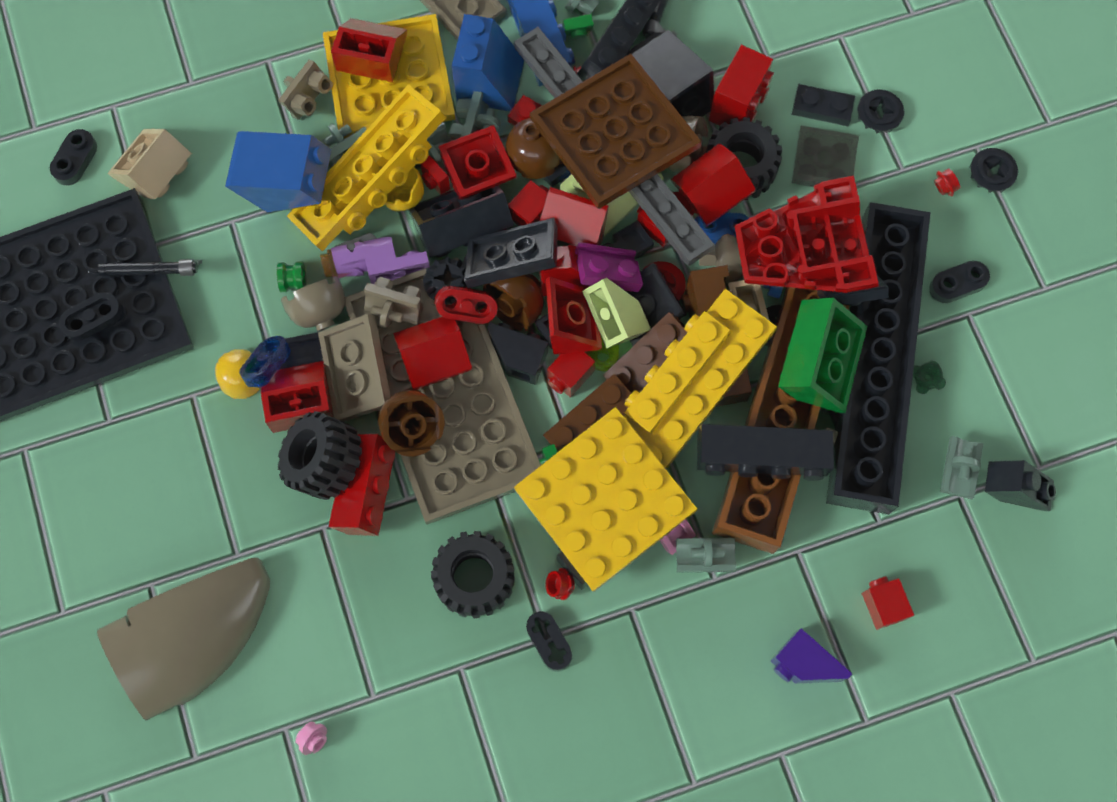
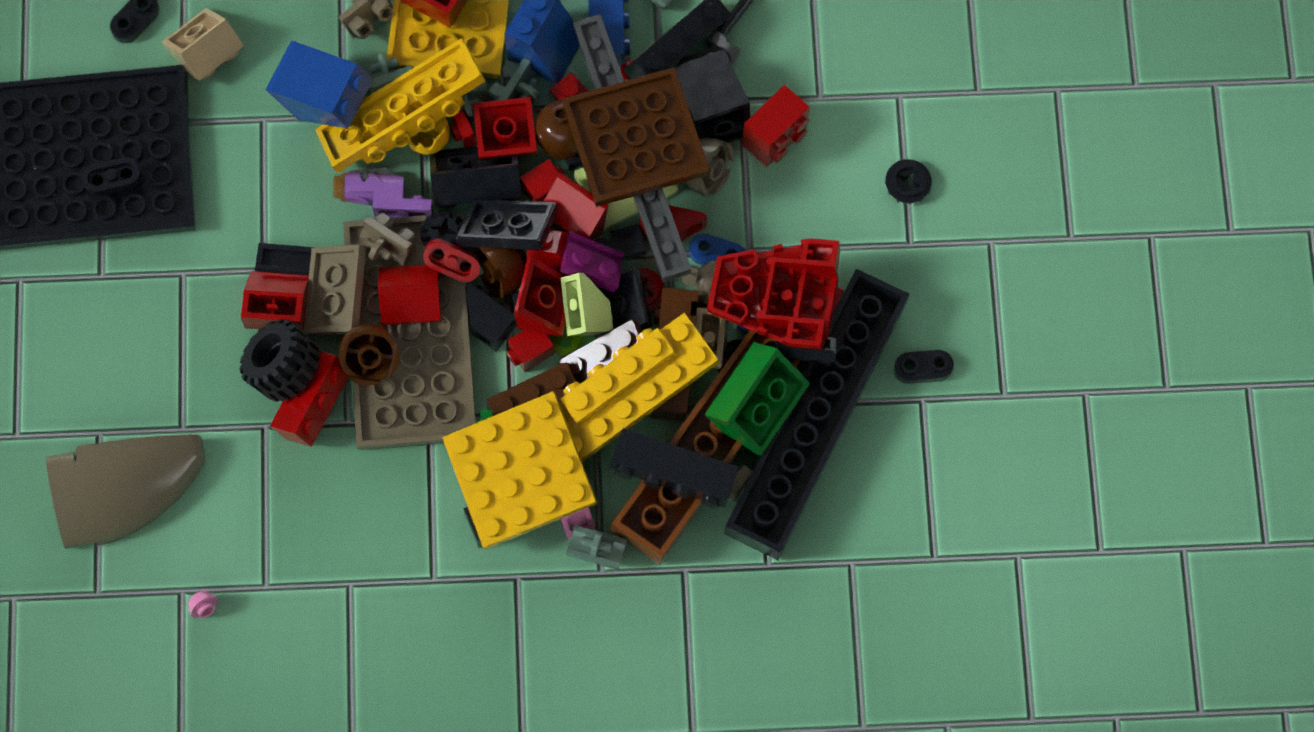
camera: 15 degrees right, 0 degrees up
(184, 267) = (207, 153): black piece -> none
(228, 374) = (230, 265): yellow hair -> none
(265, 361) = (256, 261): clear blue plate -> none
(291, 276) = (302, 188): green wheel -> none
(316, 304) = (317, 222): dark tan cylinder -> none
(469, 547) = (380, 481): black tyre -> none
(555, 636) = (427, 584): black beam -> none
(560, 584) = (459, 536): red plate -> none
(578, 26) = (644, 19): green plate -> none
(714, 184) = (715, 211): red slope -> none
(756, 141) = (756, 171): black tyre -> none
(807, 662) = (655, 666): dark purple slope -> none
(823, 105) = (856, 160): black plate -> none
(823, 156) = (837, 213): clear smoke plate -> none
(887, 602) = (745, 636): red brick -> none
(936, 377) = (859, 439): clear green plate -> none
(947, 182) = (945, 269): red plate -> none
(961, 468) = (856, 536): sand green hips -> none
(990, 158) = (998, 257): black gear -> none
(1020, 484) = (905, 568): black slope -> none

